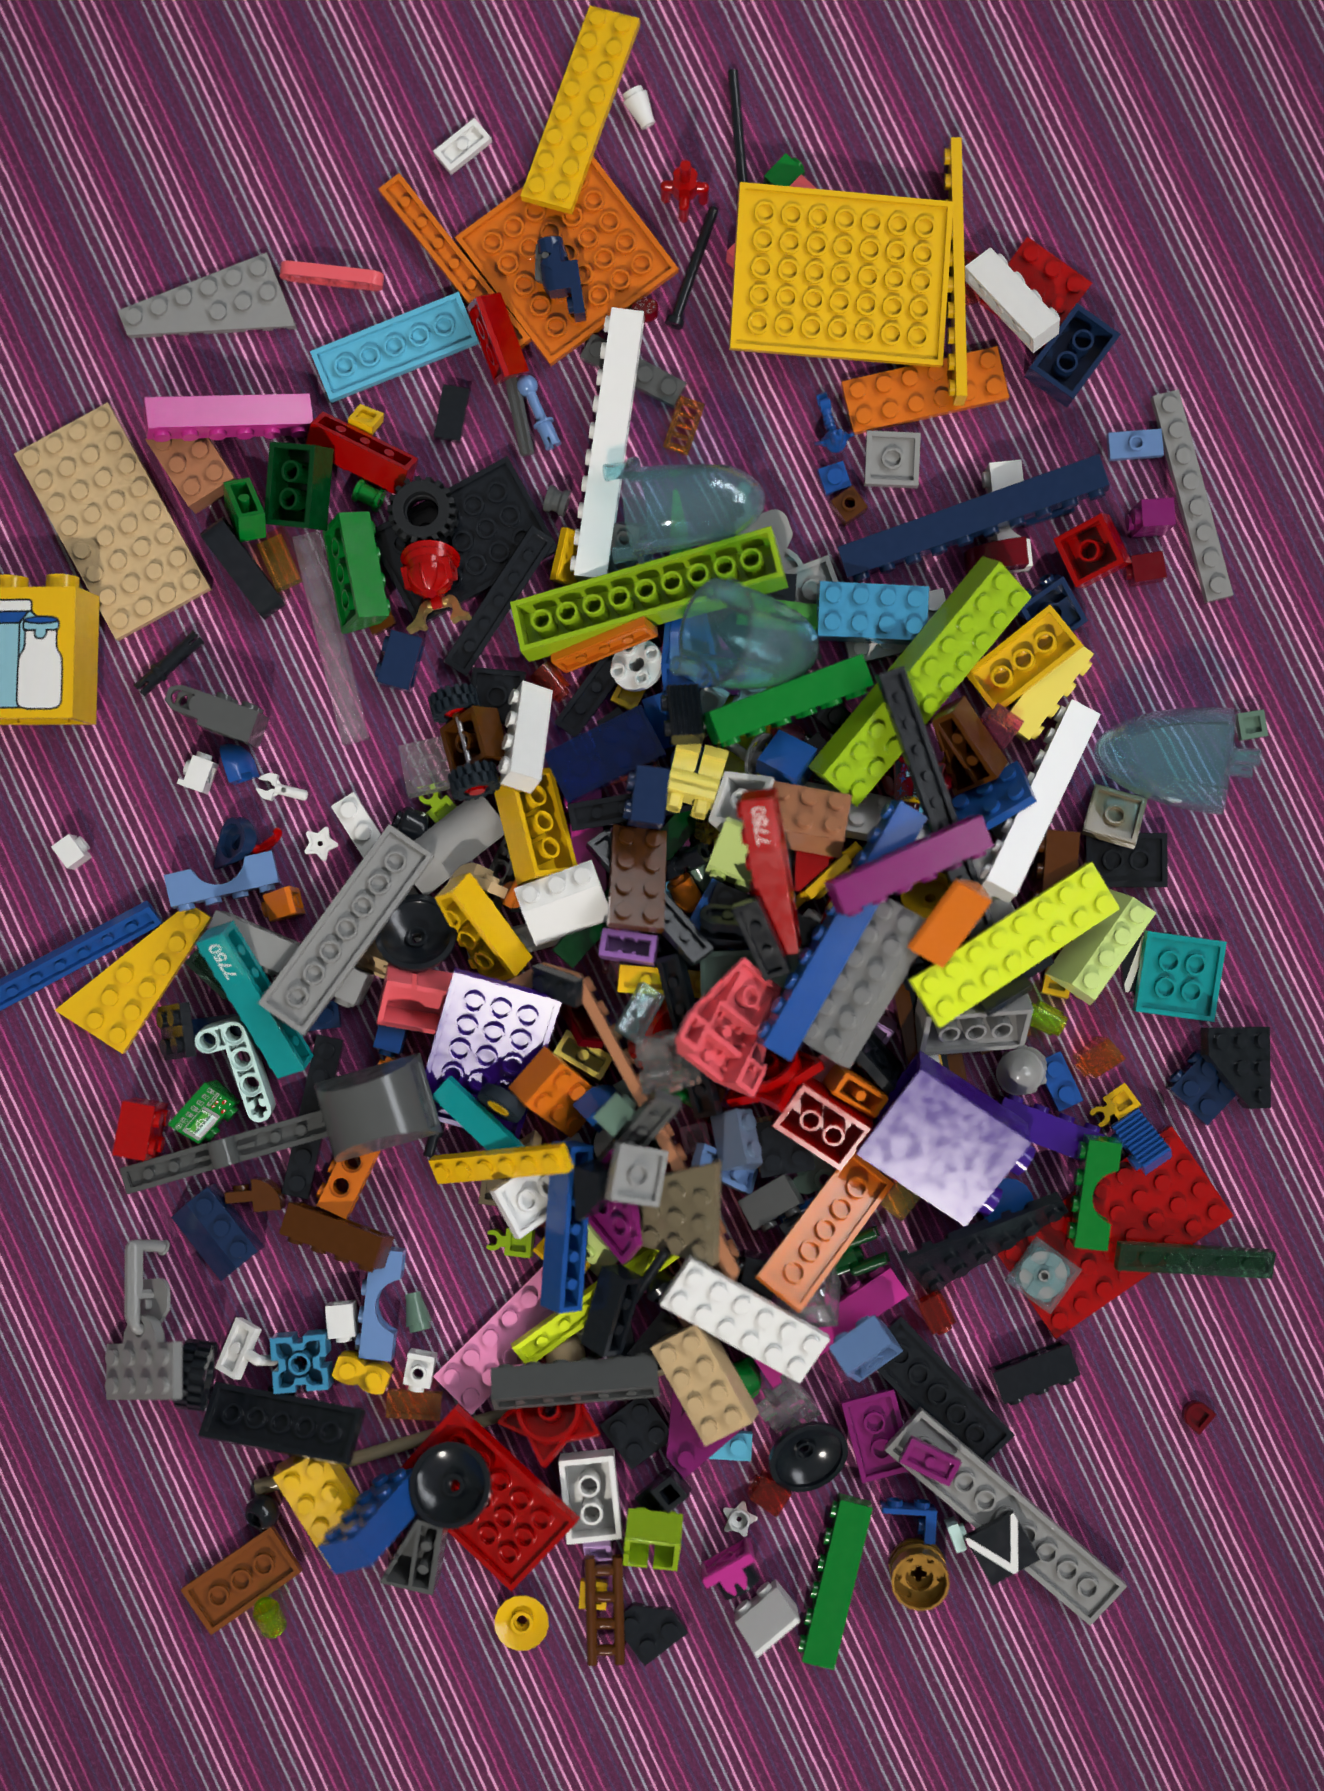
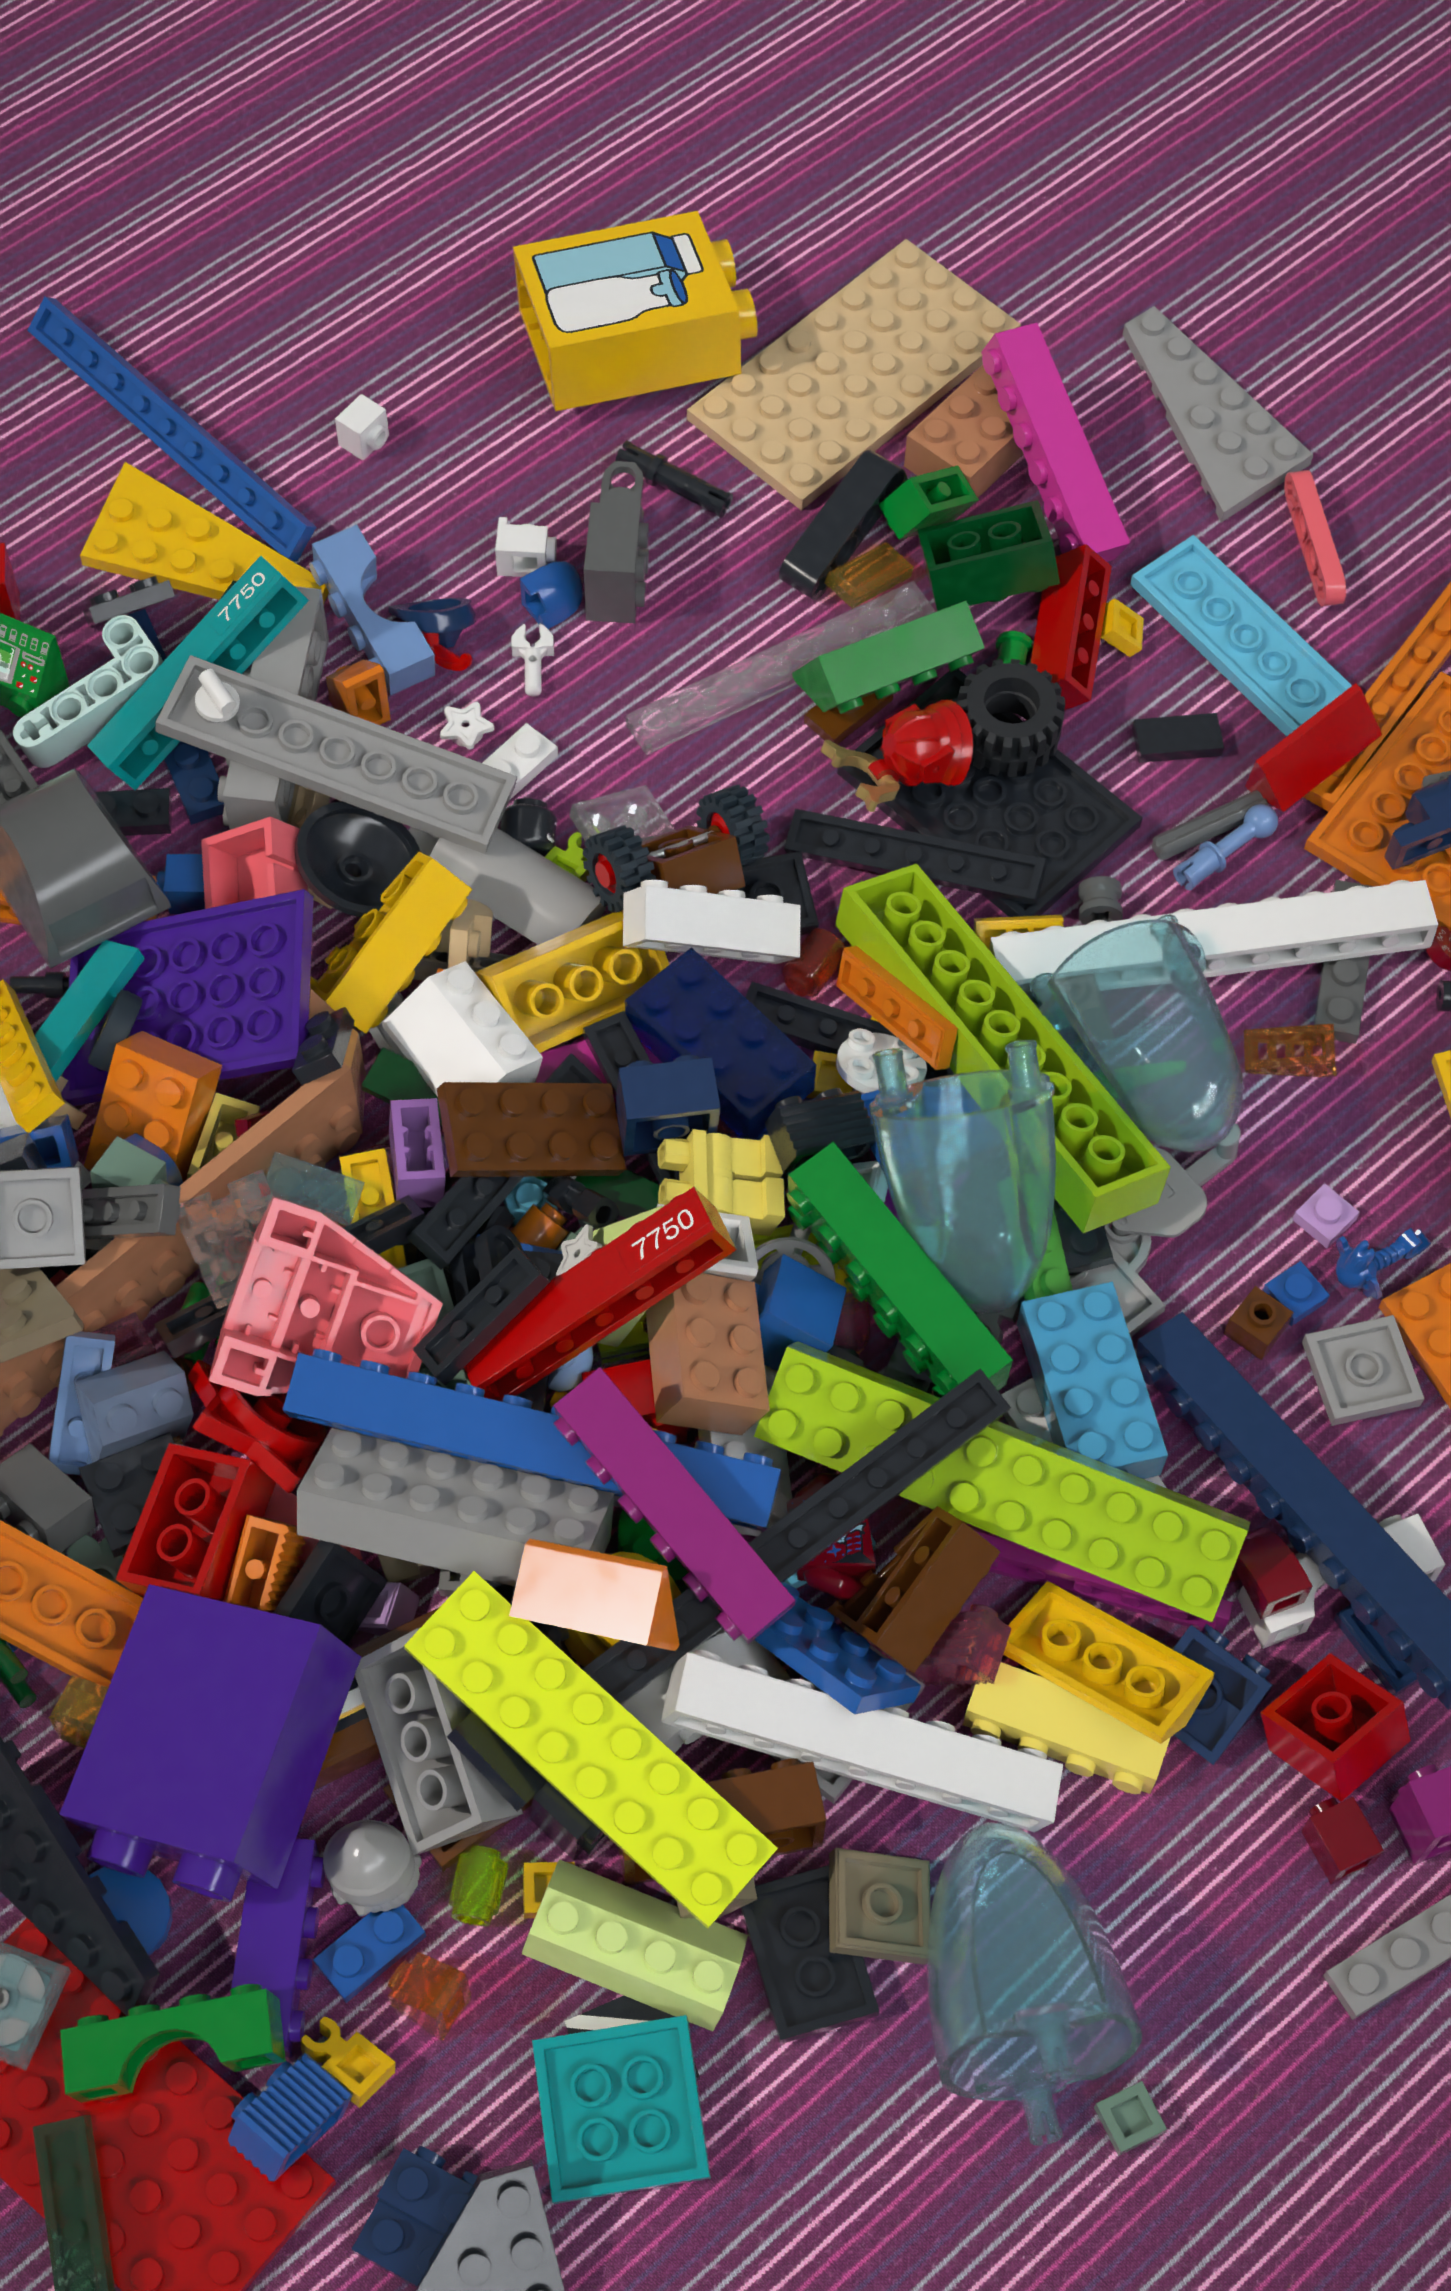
camera: 70 degrees right, 25 degrees down
(299, 994) = (216, 699): none -> white plate
(400, 661) = (777, 757): dark blue brick -> none
(728, 866) = (577, 1249): none -> white plate
(792, 444) = (1325, 1216): none -> lavender plate

